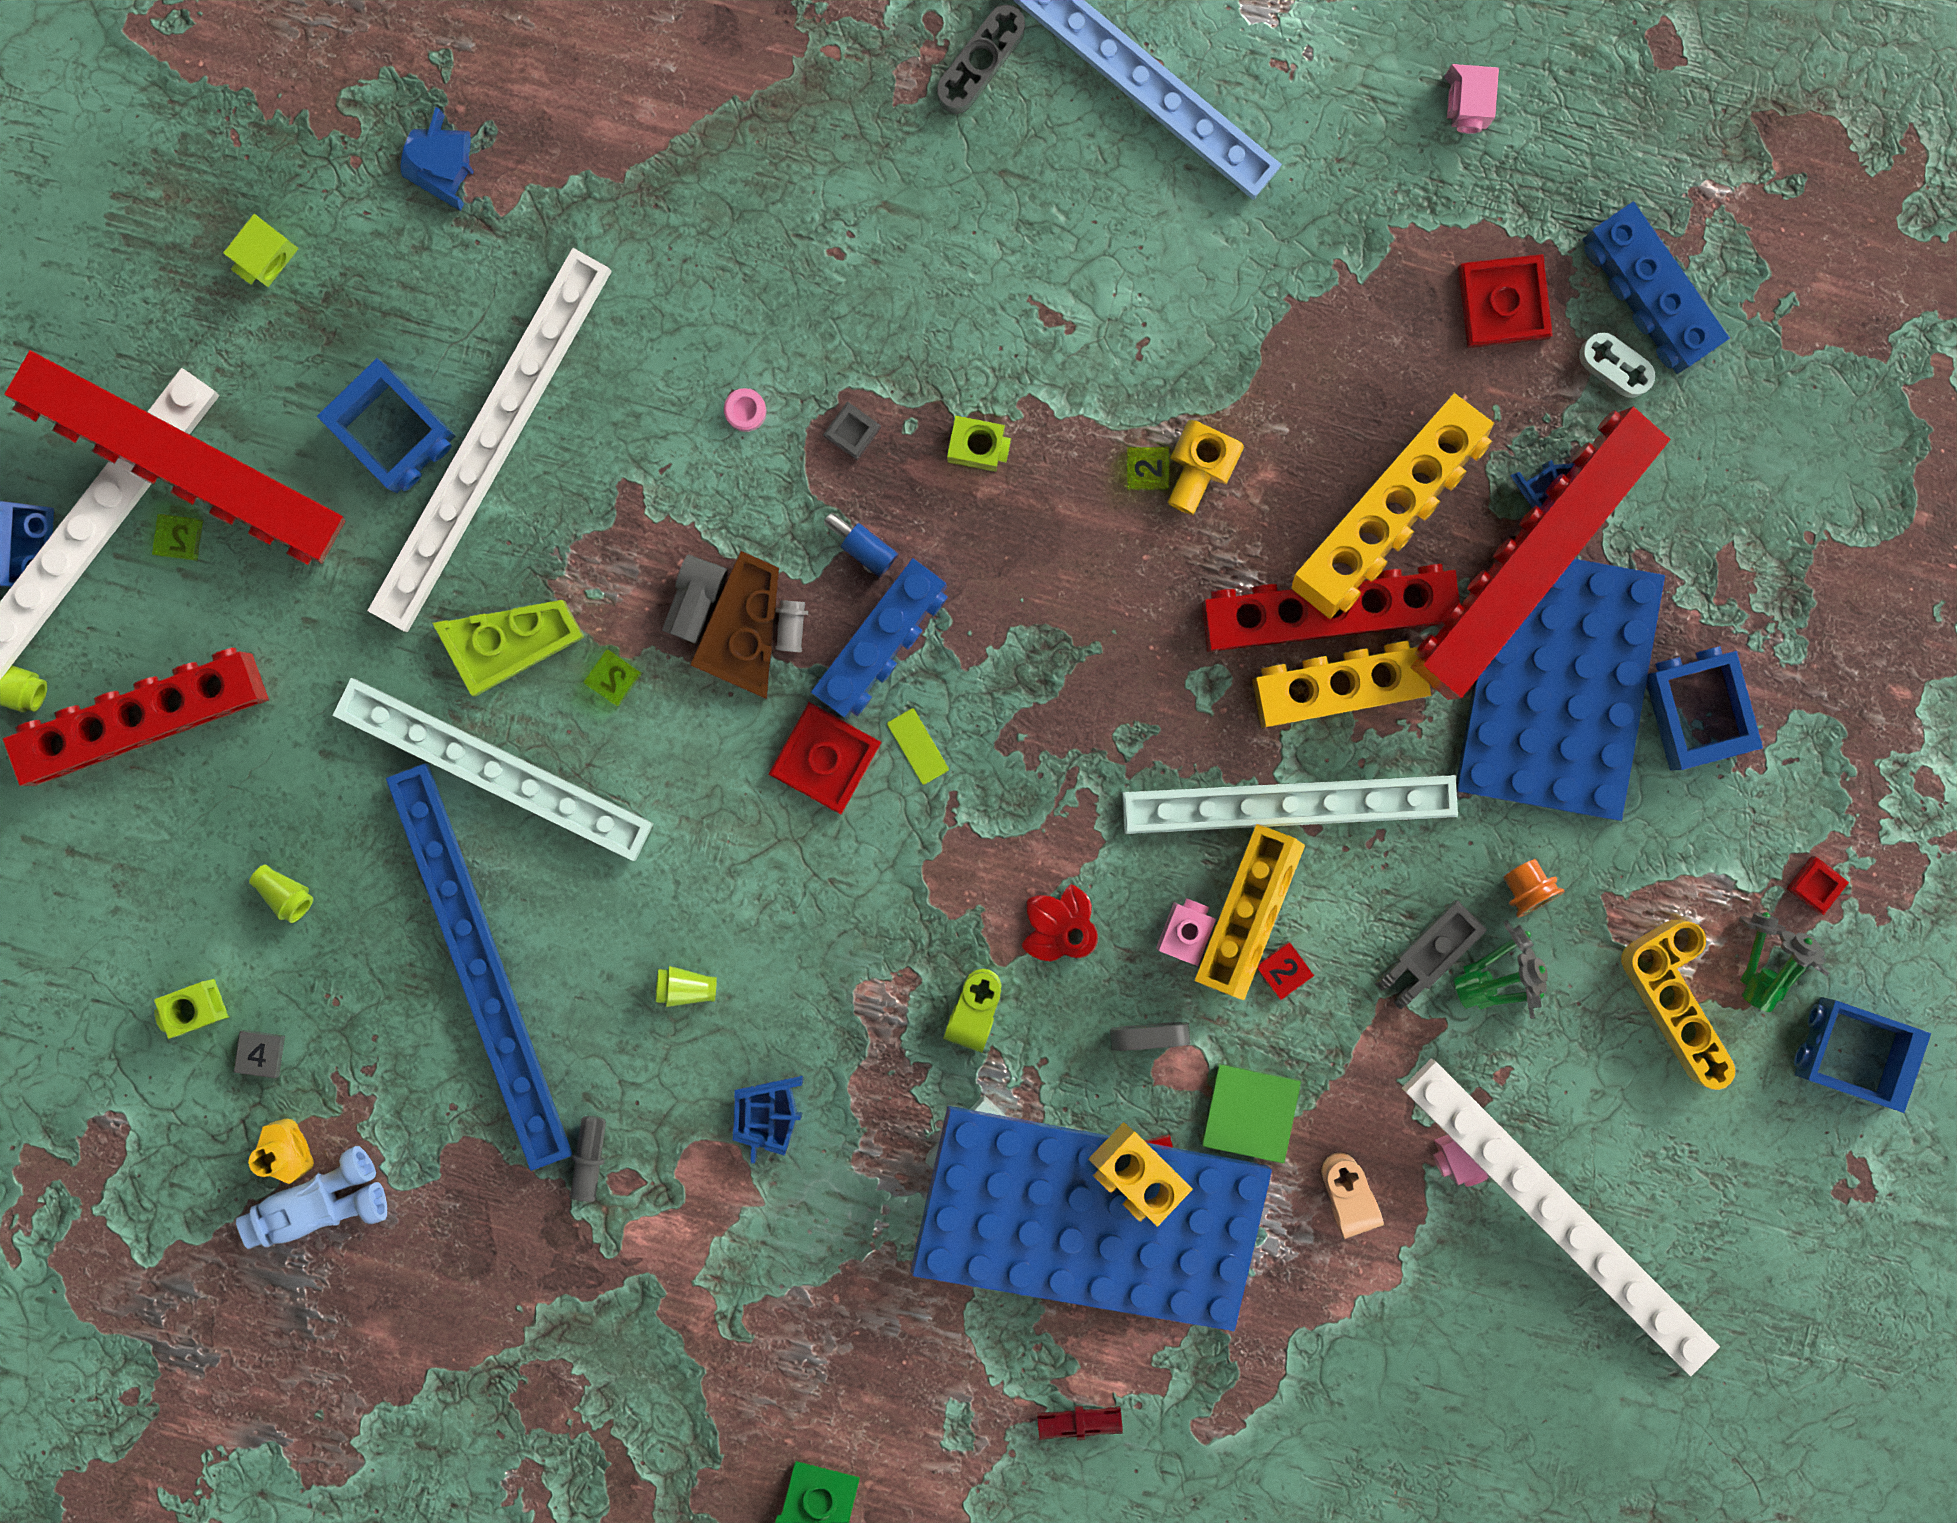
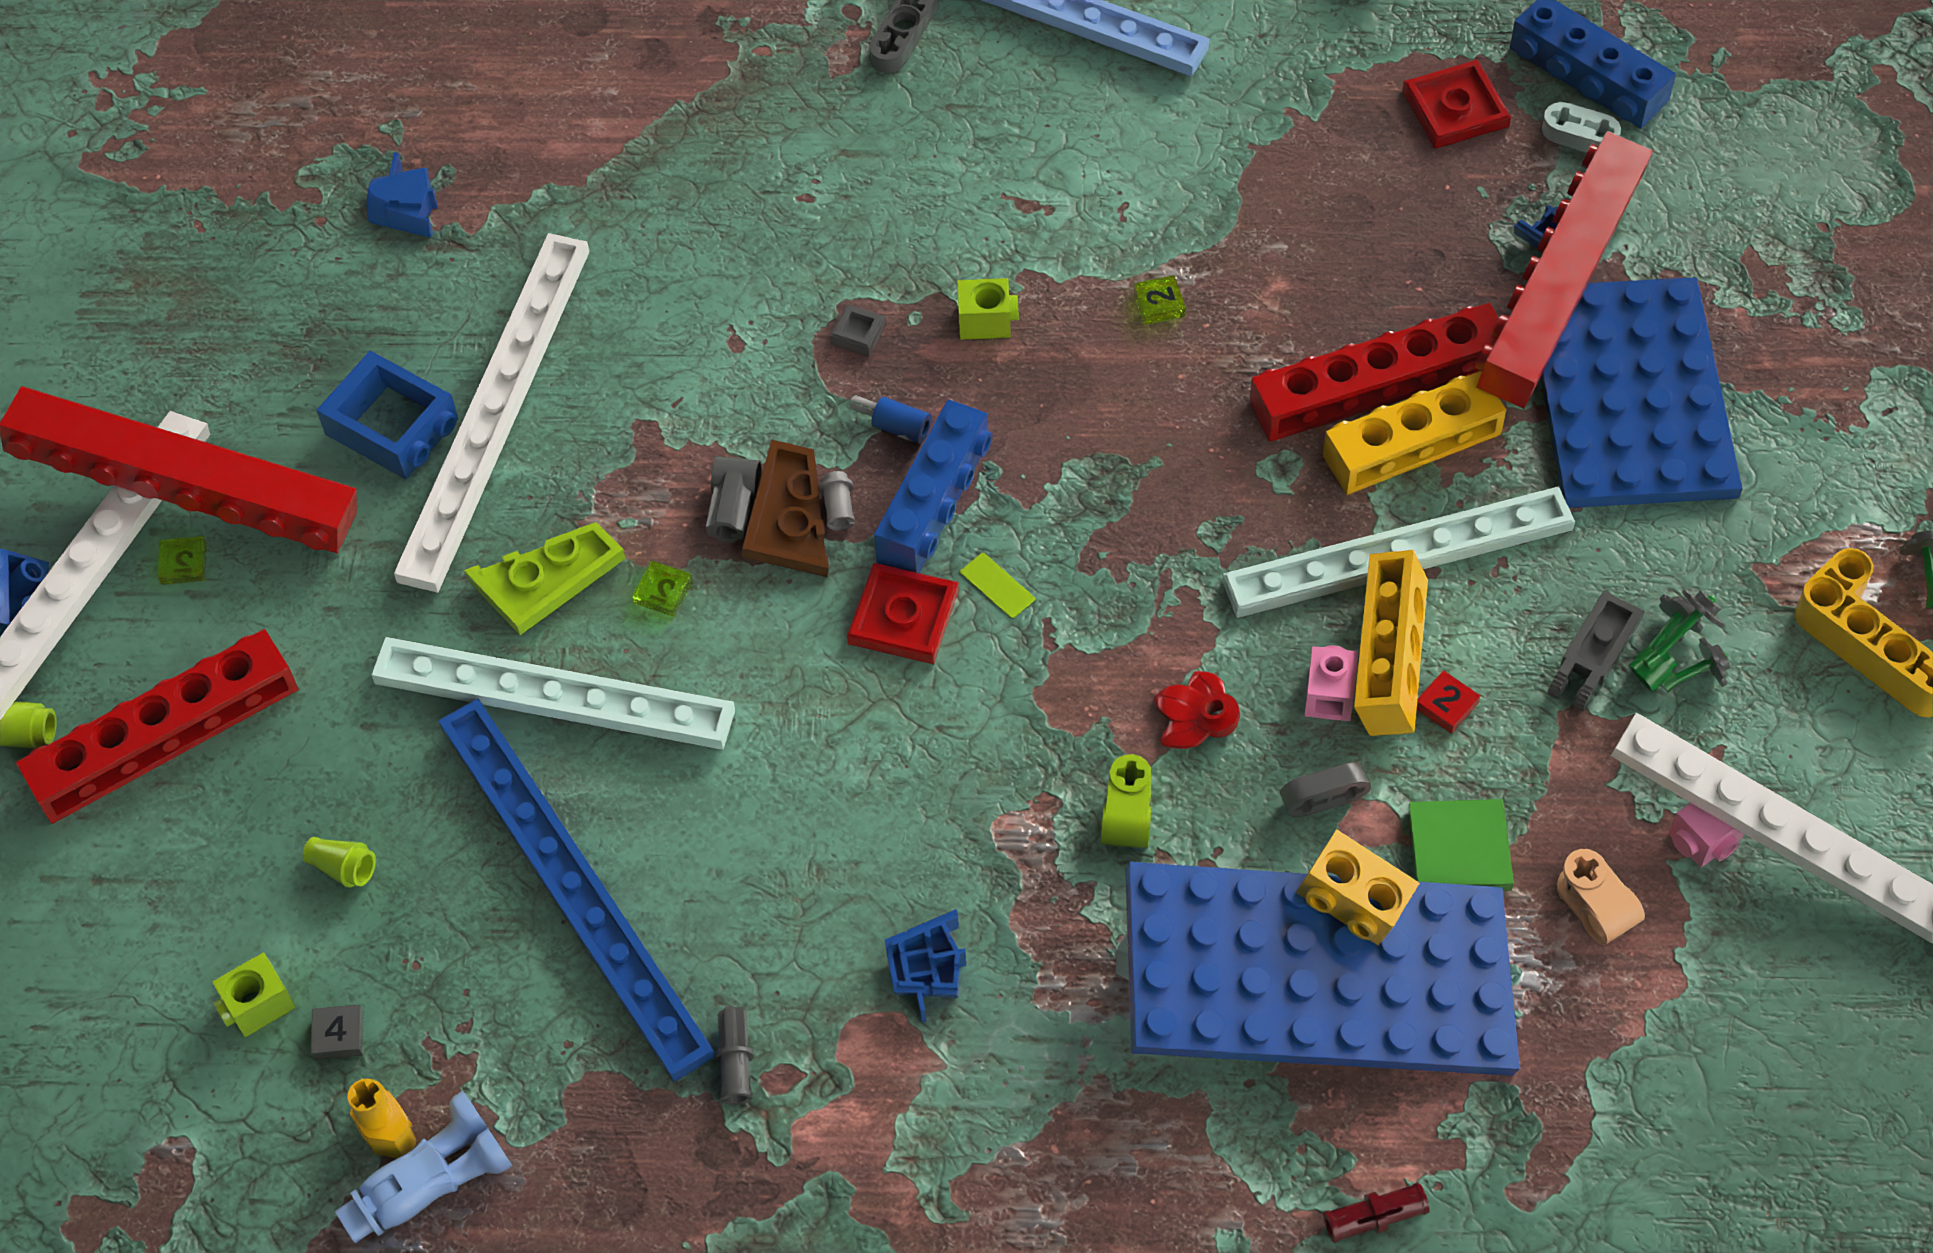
camera: 10 degrees left, 30 degrees down
(259, 252) = (238, 299): lime brick -> none
(683, 987) = (802, 854): lime cone -> none
(745, 410) = (747, 335): bright pink tile -> none
(1197, 473) = (1212, 275): yellow piece -> none
(1453, 424) = (1408, 264): yellow brick -> none
(1531, 888) = (1676, 563): orange piece -> none
(1667, 717) = (1799, 412): blue window -> none

